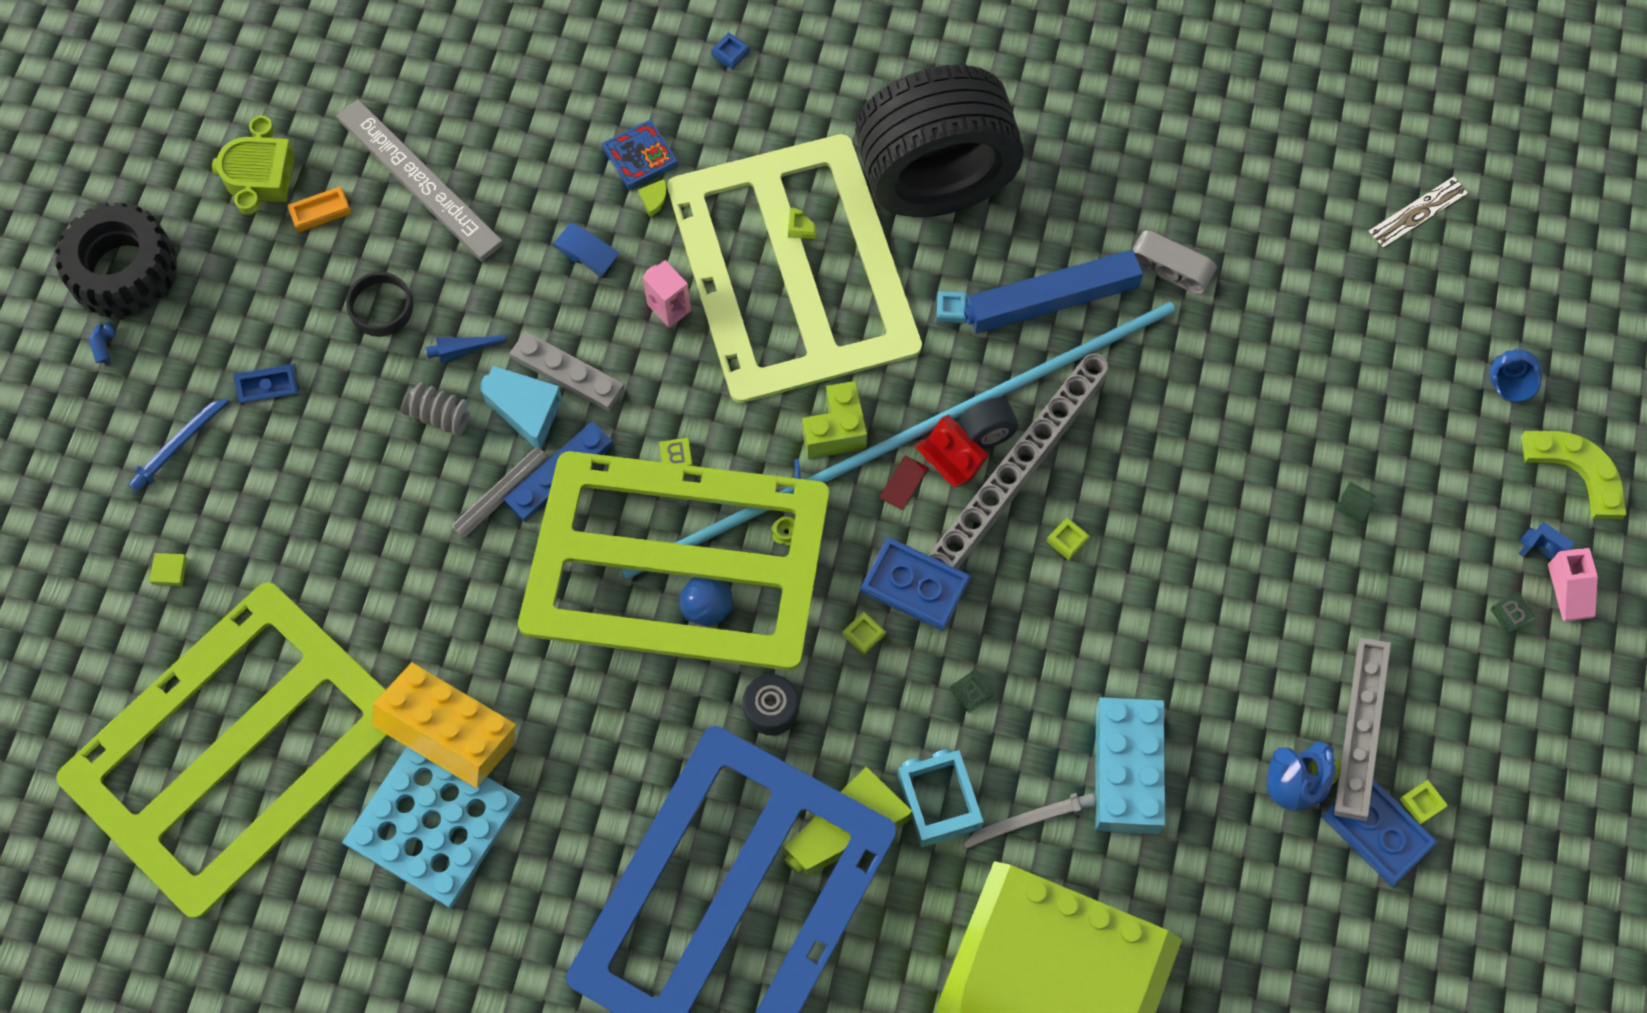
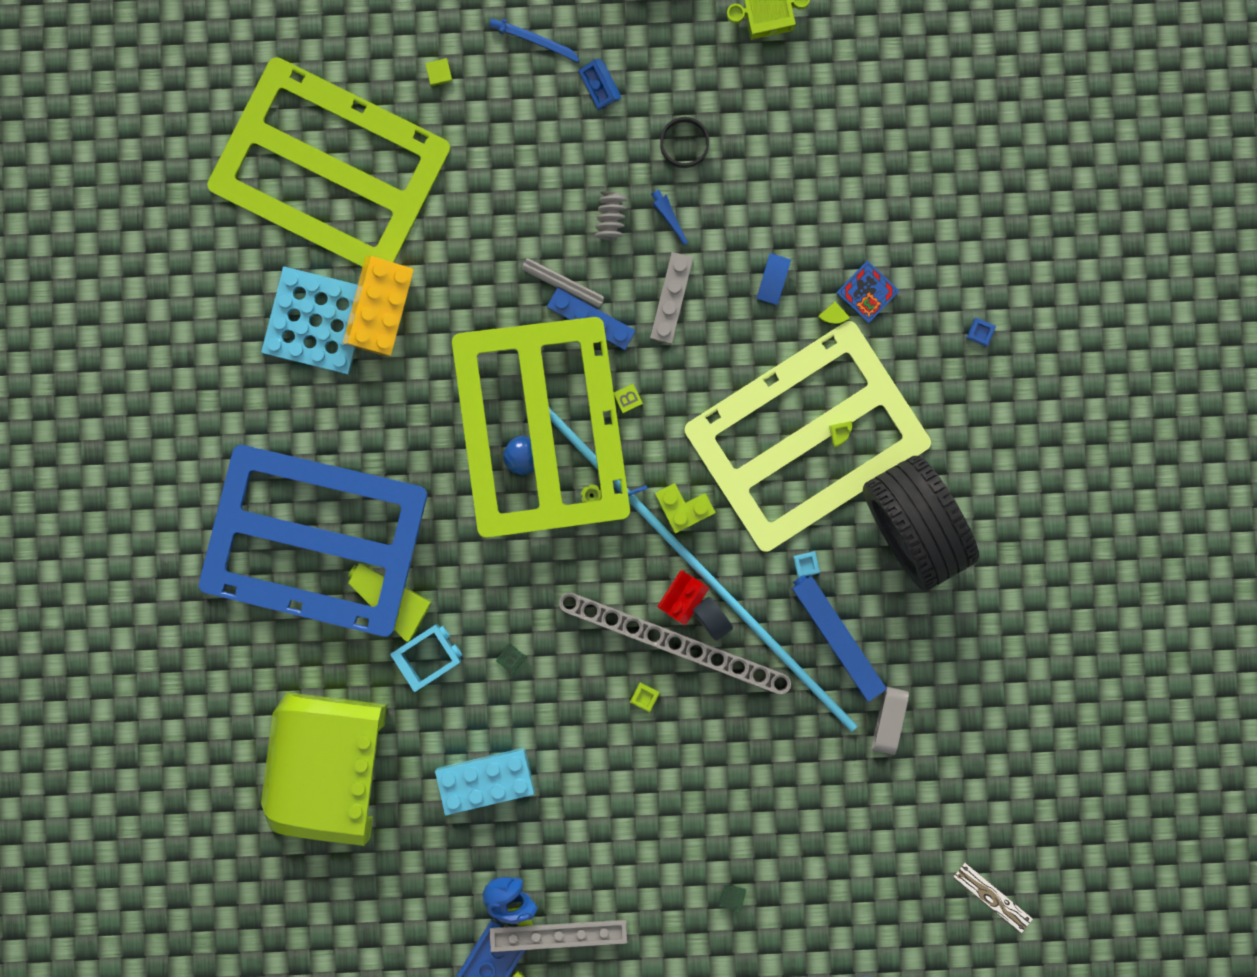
camera: 70 degrees right, 20 degrees up
(319, 209) = (750, 67): light orange tile -> none
(420, 180) = (797, 132): light grey tile -> none
(522, 402) = (634, 275): medium azure slope -> none
(666, 293) = (748, 351): bright pink brick -> none
(775, 715) = (458, 523): black wheel -> none
(864, 633) = (532, 572): lime tile -> none
(903, 482) = (655, 567): dark red sticker -> none
(915, 584) = (570, 600): blue tile -> none
(1073, 804) = (432, 721): light grey sword -> none

